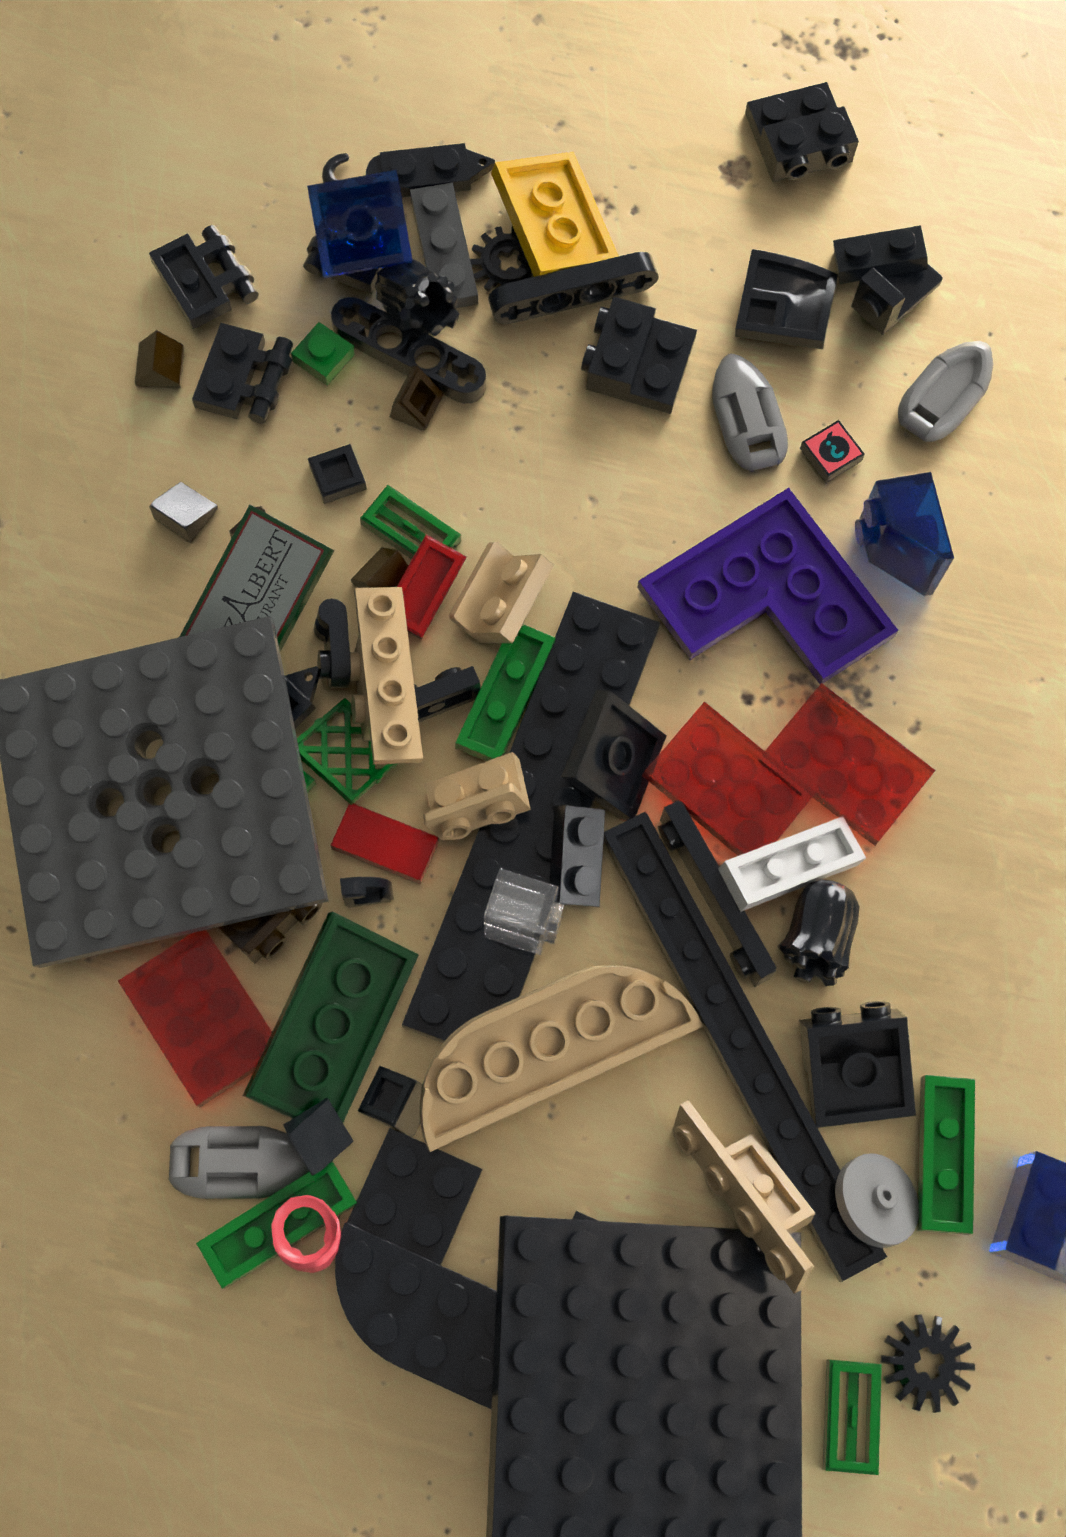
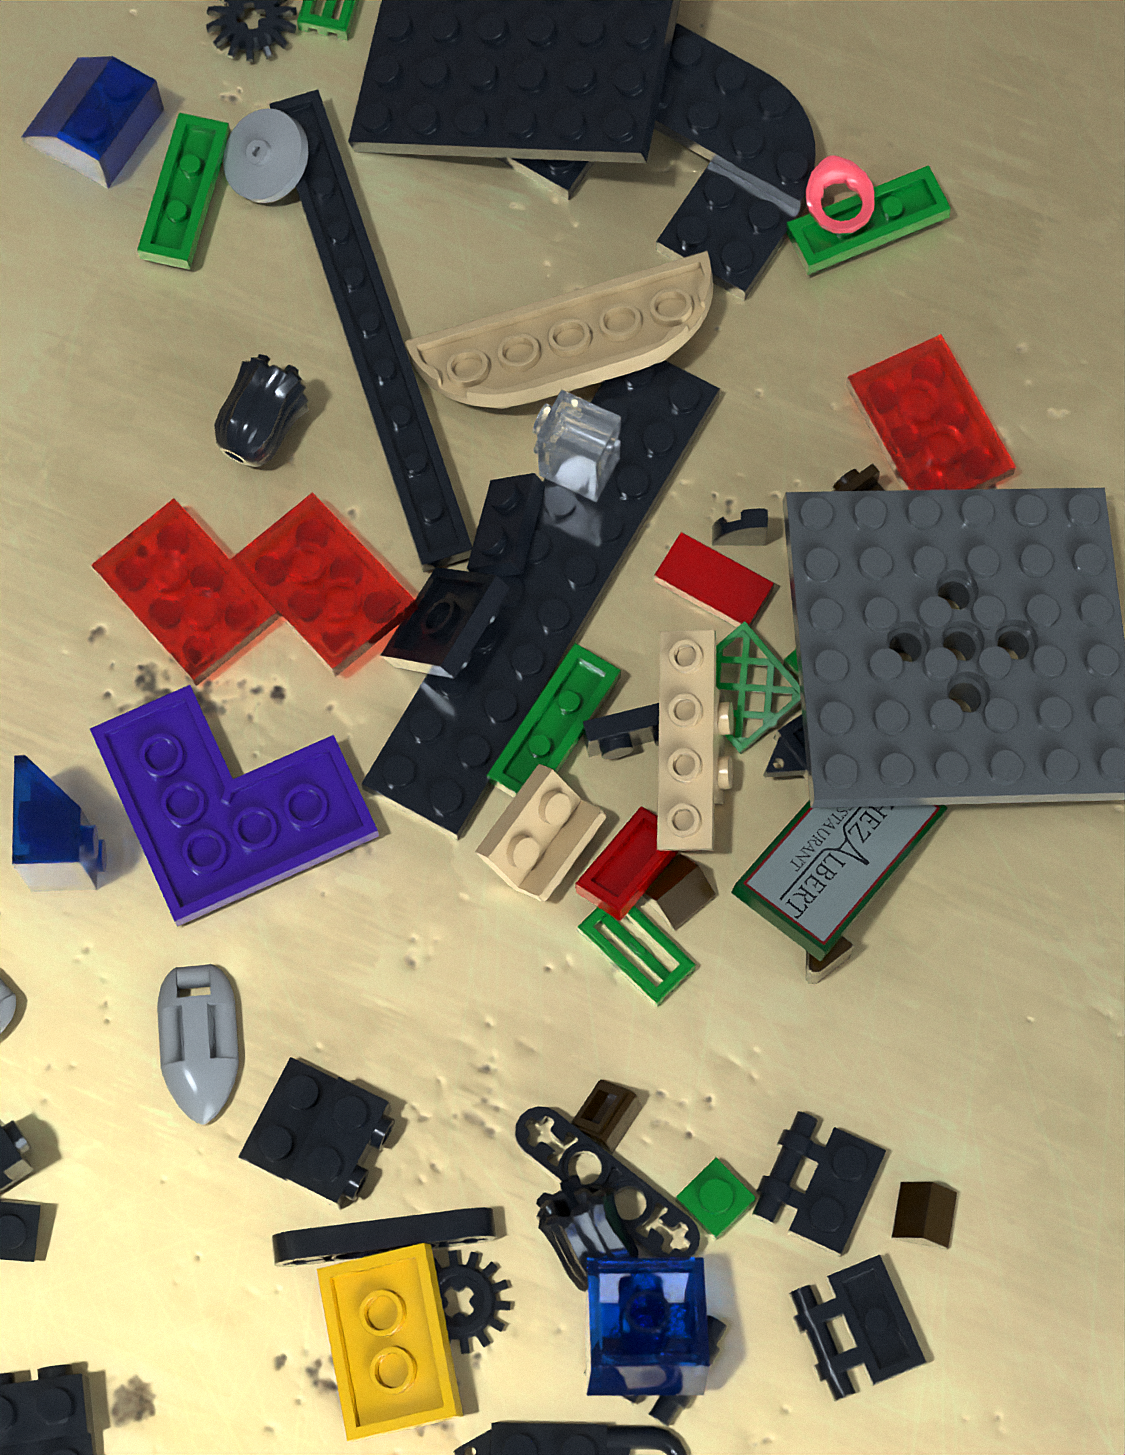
camera: 165 degrees left, 0 degrees up
(183, 510) = (907, 1007): slope -> none
(234, 1162) = (903, 285): light grey piece -> none
(318, 1135) = (820, 282): black slope -> none
(331, 1020) = (792, 395): dark green tile -> none
(332, 628) = (744, 786): black plate -> none
(337, 473) = (716, 1032): black tile -> none
(393, 1101) = (737, 322): black slope -> none
(444, 239) = (540, 1335): dark grey plate -> none
(476, 798) = (606, 601): tan bracket -> none
(749, 954) = (341, 402): black plate -> none
(756, 1191) = (384, 174): tan bracket -> none
(786, 300) = (114, 1179): black plate -> none
(791, 863) = (274, 482): white plate -> none
(832, 451) = (107, 974): tile -> none
(858, 1064) = (253, 282): black plate -> none

